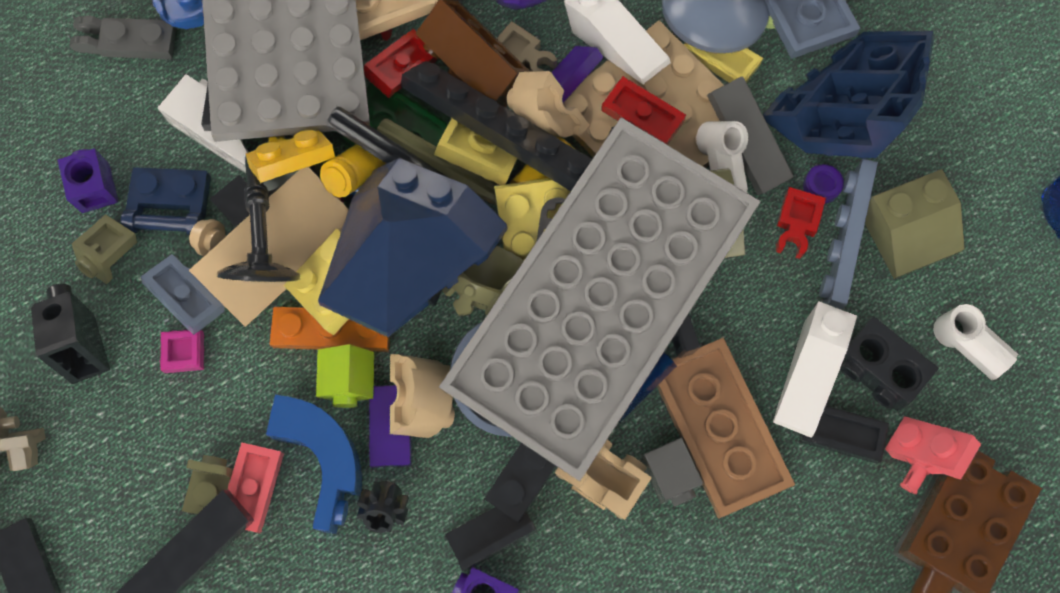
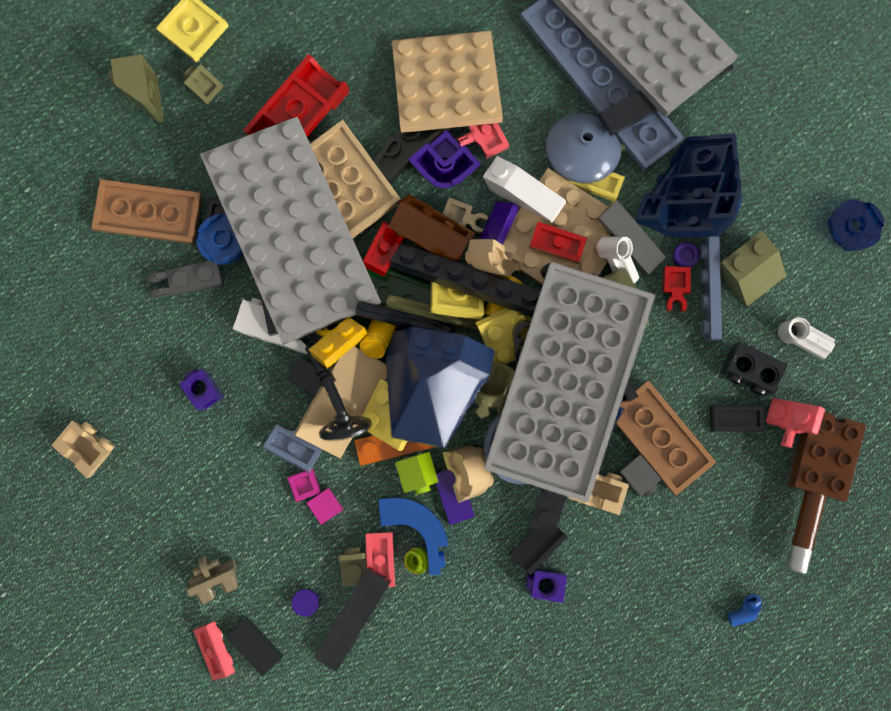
camera: 15 degrees left, 10 degrees up
(68, 335) = (230, 497): black torso -> none
(102, 247) = (229, 433): olive bracket -> none
(121, 520) = (305, 602): none -> dark purple tile
(166, 190) = (255, 380): dark blue plate -> none
(200, 388) = (325, 506): none -> dark pink tile
(206, 235) = (295, 406): tan plate -> none
(302, 504) = (416, 560): none -> lime plate
(382, 506) = (467, 548): black gear -> none
(814, 368) = (710, 384): white slope -> none

